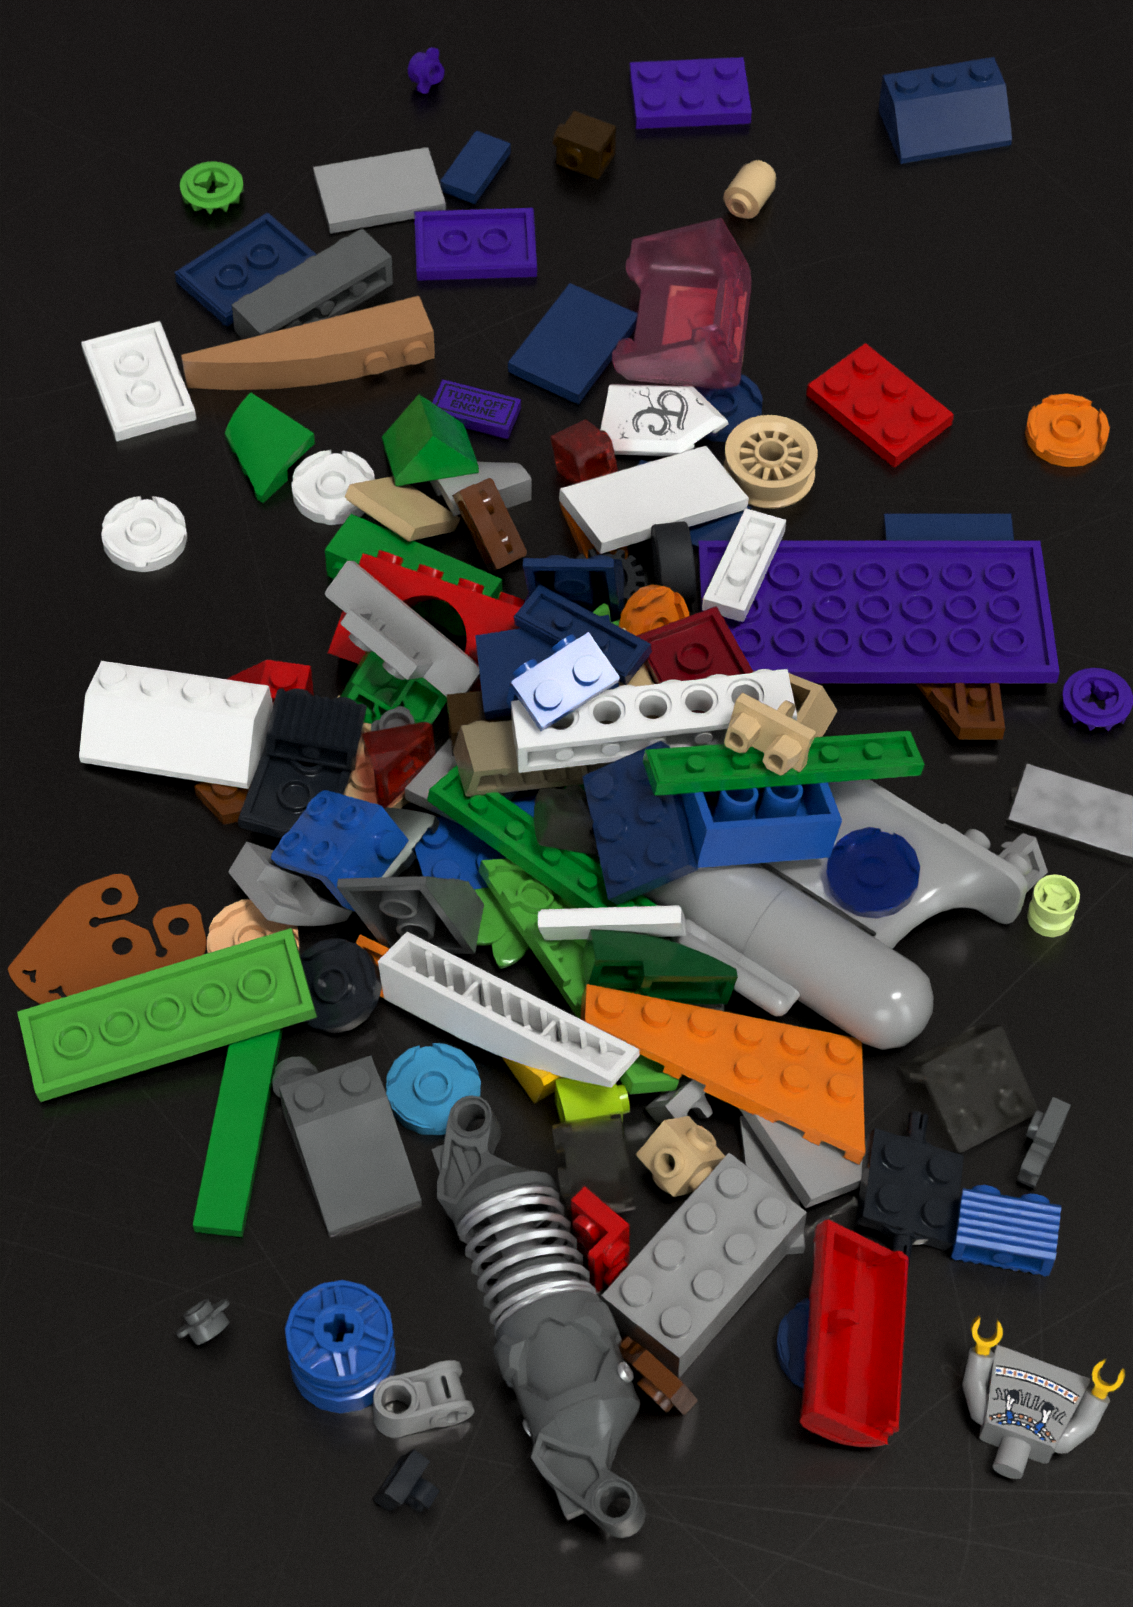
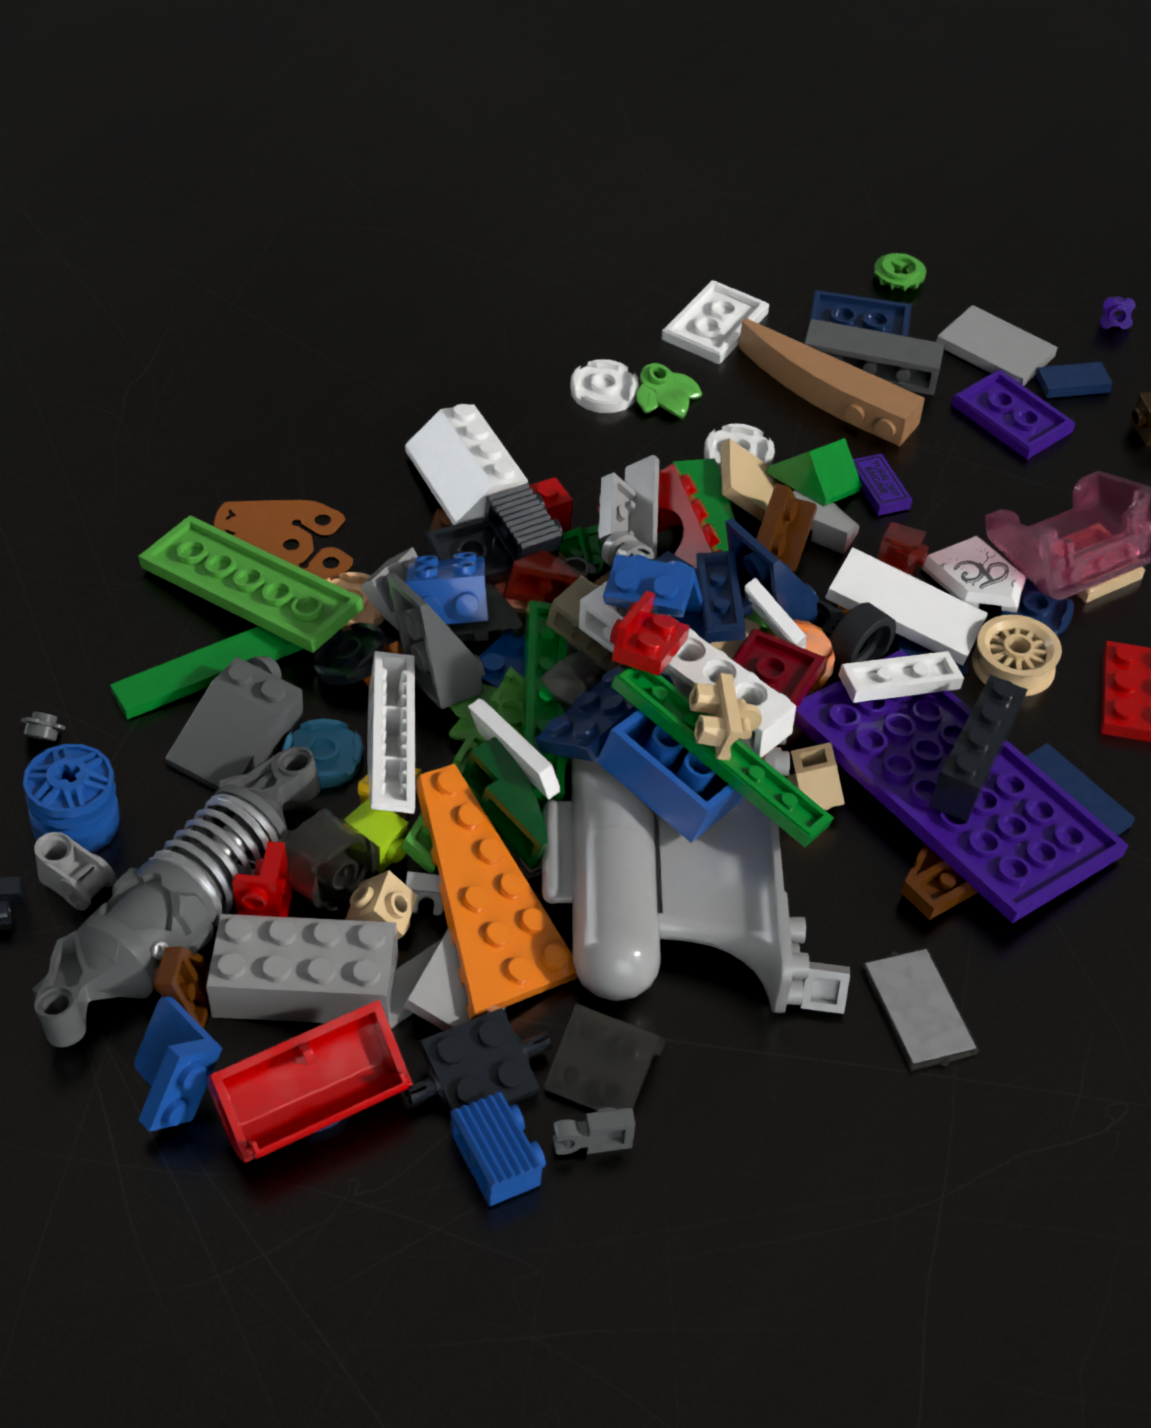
camera: 50 degrees right, 10 degrees down
(201, 488) = (666, 390): none -> bright green plate
(266, 444) = (732, 399): green slope -> none
(447, 671) = (624, 544): none -> light grey wheel
(573, 343) = (969, 498): dark blue tile -> none
(633, 727) = (645, 638): none -> red bracket
(634, 609) = (774, 615): none -> white tile
(740, 1436) = (176, 1064): none -> blue bracket
(873, 873) = (707, 879): clear blue tile -> none
(876, 568) = (978, 748): none -> black brick
(1029, 1404) = (356, 1239): light grey torso -> none
(1053, 905) = (811, 1027): yellowish green wheel -> none
(1104, 685) = (1023, 947): dark purple gear -> none

